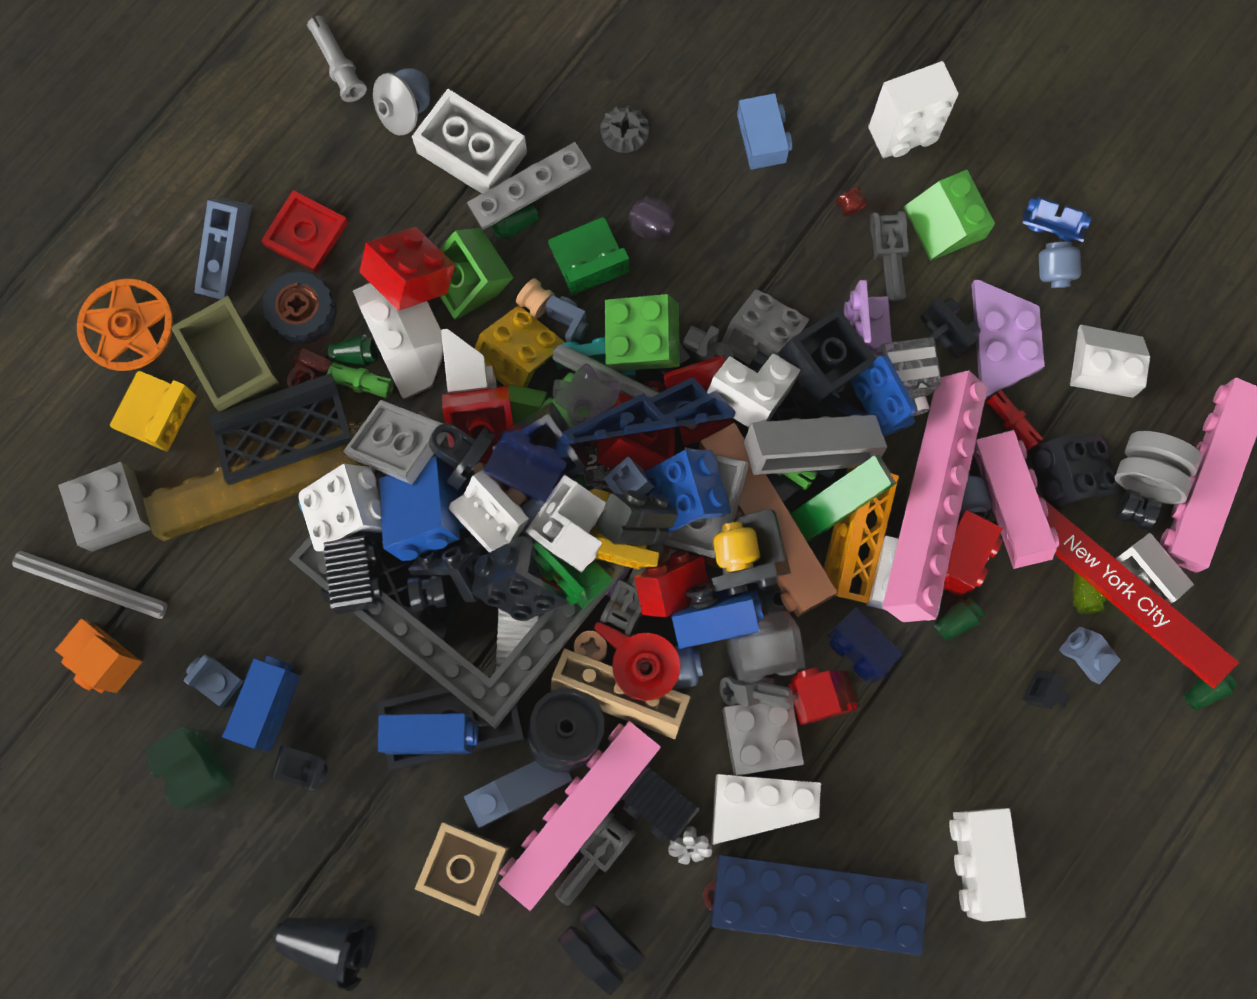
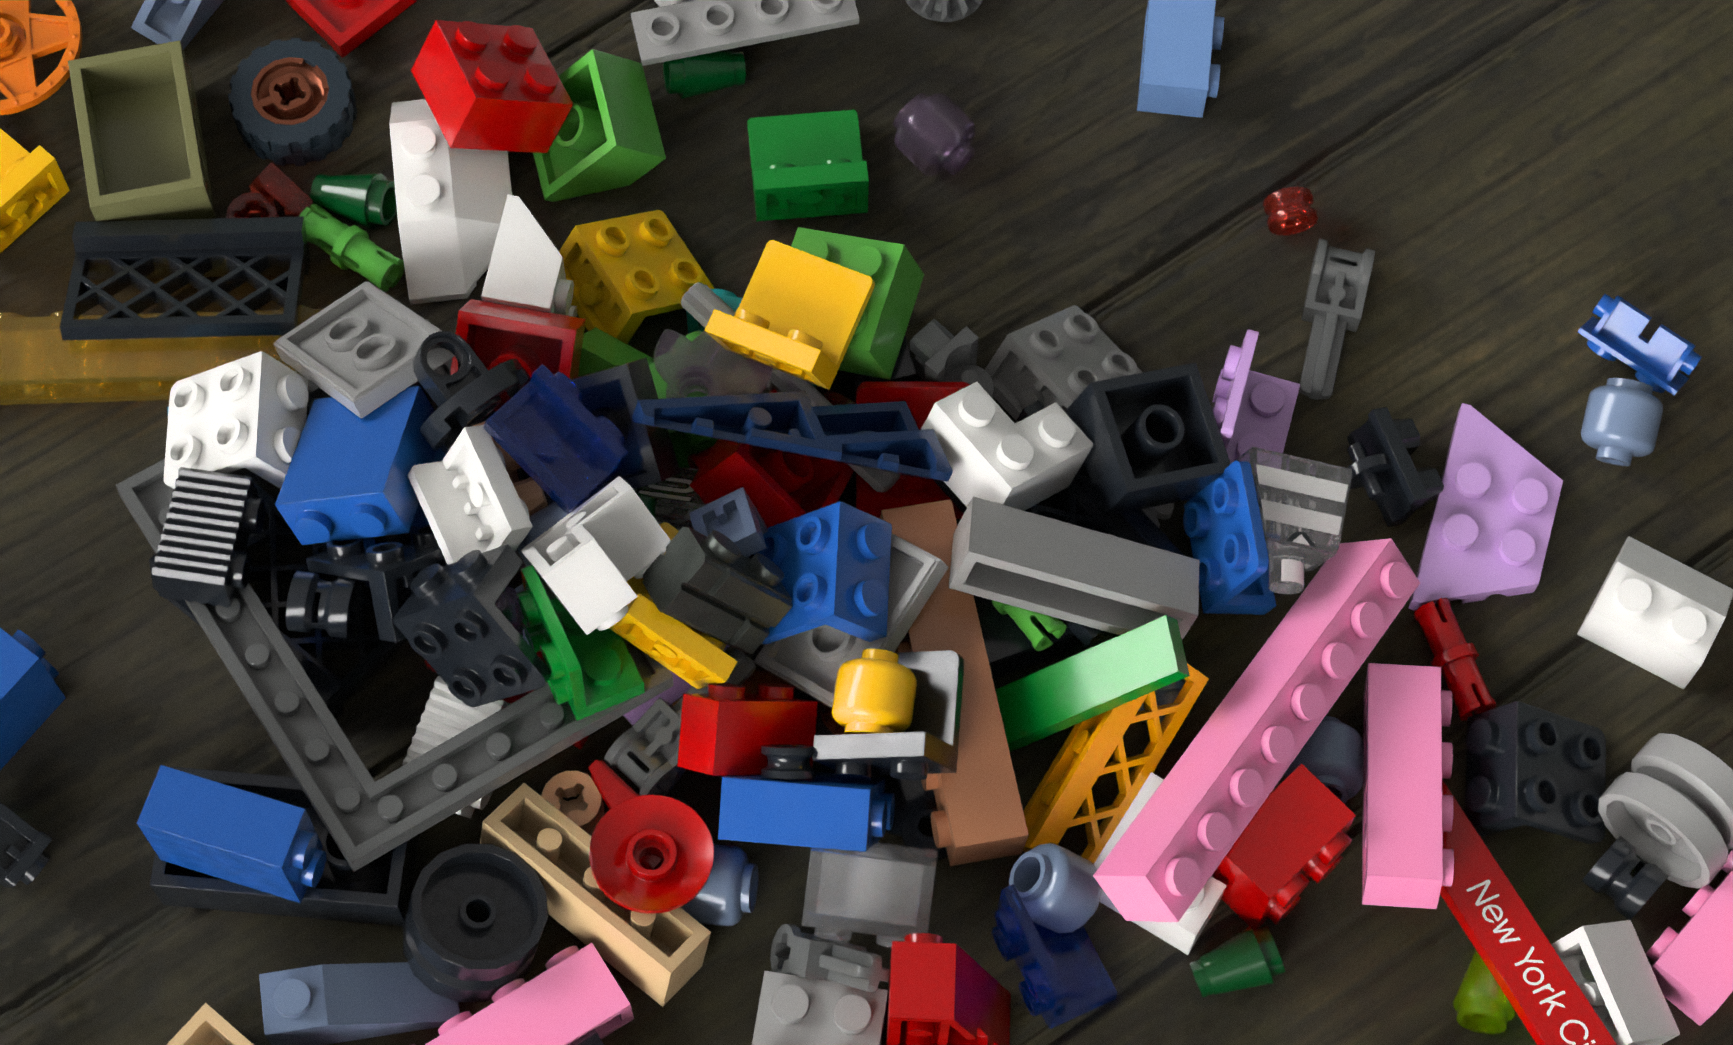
camera: 15 degrees right, 10 degrees down
(534, 298) = (691, 204): light nougat wheel -> none
(567, 313) = (736, 244): sand blue bracket -> none
(624, 351) = (795, 314): none -> yellow bracket
(859, 613) = (1056, 887): none -> sand blue head
(912, 110) = (1439, 86): white brick -> none
(949, 215) = (1454, 284): bright green slope -> none

